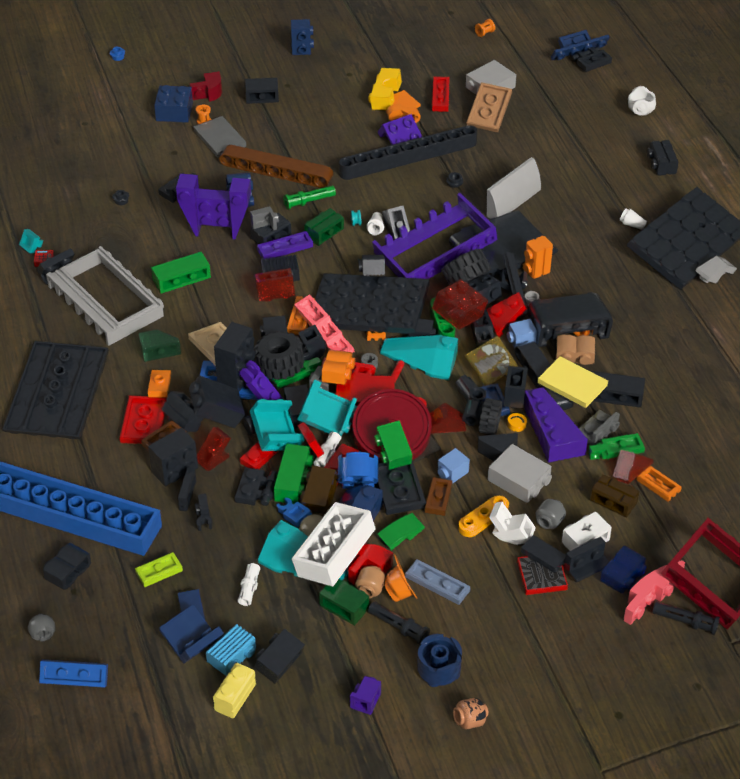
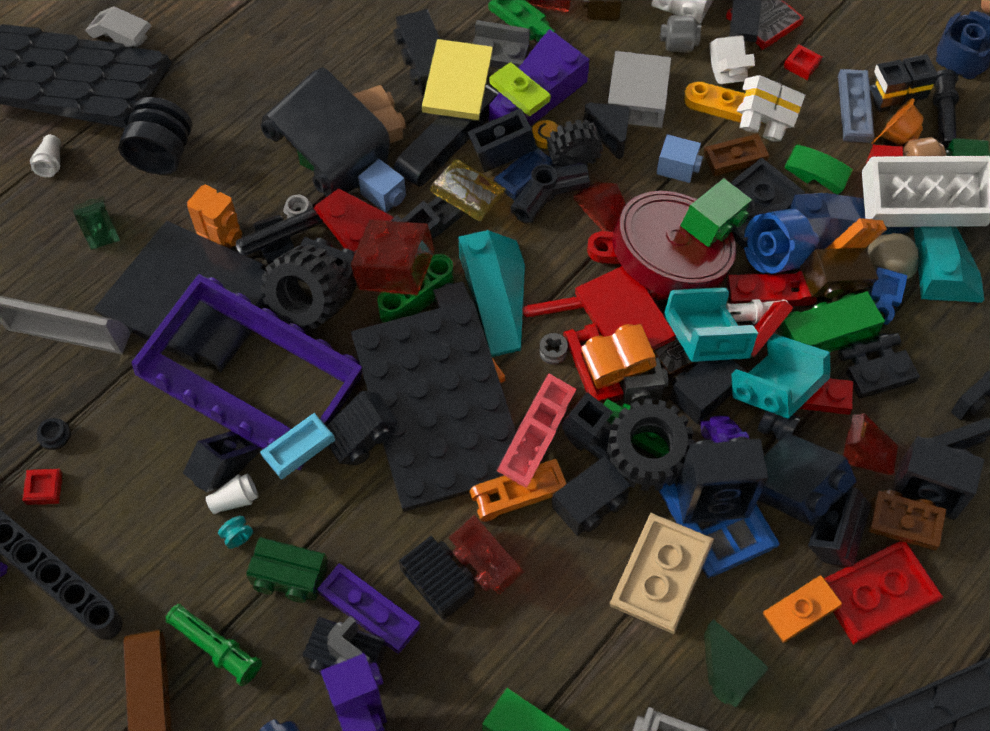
camera: 120 degrees left, 15 degrees up
(332, 495) = (859, 234): none -> orange tile
(378, 240) = (297, 446): none -> medium azure tile
(428, 594) = (903, 80): none -> black hips
(429, 172) = (42, 486): none -> red tile
(457, 513) = (771, 104): none -> white hips
(491, 574) = (802, 62): none -> red tile
(541, 396) = (520, 89): none -> lime plate
(572, 219) = (96, 222): none -> clear green slope
(612, 252) = (155, 136): none -> black wheel

